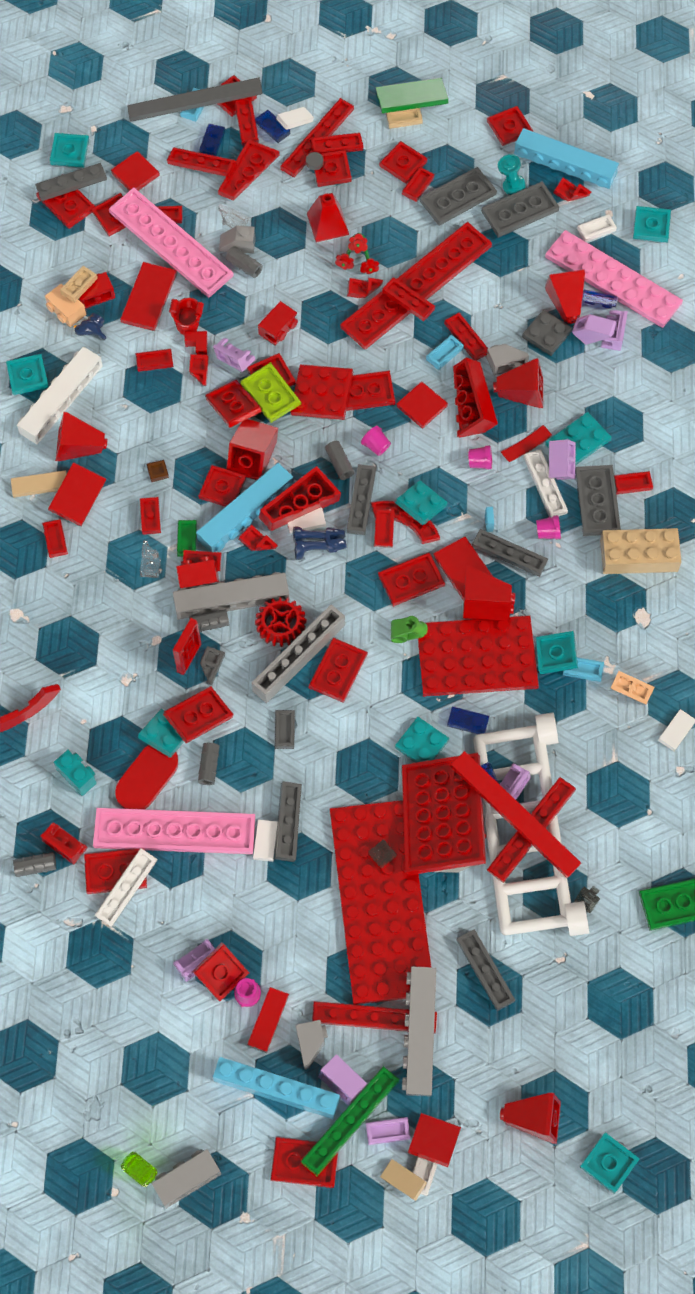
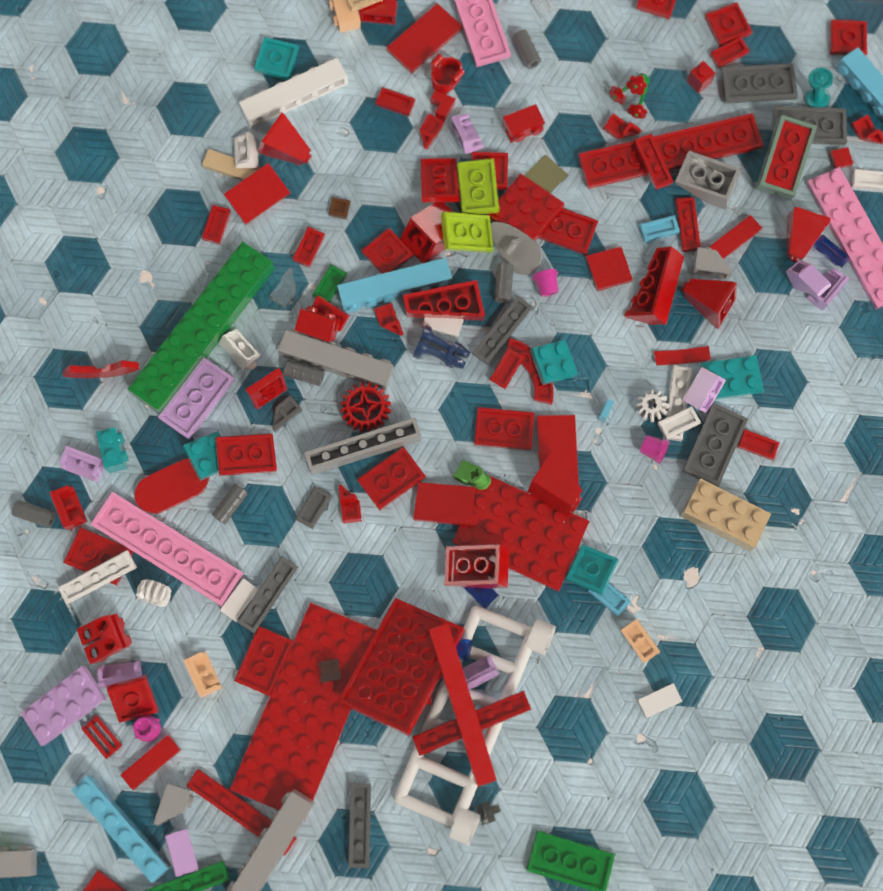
camera: 25 degrees right, 10 degrees up
(45, 464) = (246, 151): none -> white slope
(54, 799) = (81, 464): none -> lavender hinge
(91, 327) = (356, 41): dark blue animal -> none
(95, 631) = (202, 327): none -> green brick
(125, 691) = (196, 398): none -> lavender plate
(137, 632) = (238, 348): none -> white slope
(161, 1012) = (63, 705): none -> lavender plate
(163, 934) = (105, 637): none -> red hips
(186, 872) = (153, 592): none -> white gear
(212, 1014) = (91, 724): none -> red tile
(241, 237) = (535, 23): light grey slope -> none
(270, 920) = (202, 674): none -> light nougat hinge
(284, 433) = (467, 232): none -> lime tile
(315, 711) = (349, 506): none -> red slope
(318, 880) = (264, 661): none -> red tile
(322, 354) = (546, 174): none -> olive sticker
(327, 218) = (625, 45): red slope -> none
(332, 425) = (516, 248): none -> light grey shield
(398, 665) = (444, 504): none -> red tile
(406, 213) = (701, 77): none -> red brick
(421, 741) = (425, 585): teal plate -> none
(457, 699) = (477, 566): none -> red slope
(463, 291) = (708, 179): none -> light grey slope
(480, 457) = (632, 348): dark pink piece -> none
(509, 552) = (606, 452): dark grey plate -> none
(514, 325) = (736, 237): none -> red tile
(517, 242) = (786, 157): none -> brick
(519, 495) = (652, 398): none -> white gear
(547, 332) = (764, 258): dark grey plate -> none
(556, 497) = (678, 423): none -> white tile
(562, 222) = (841, 158): none -> red tile

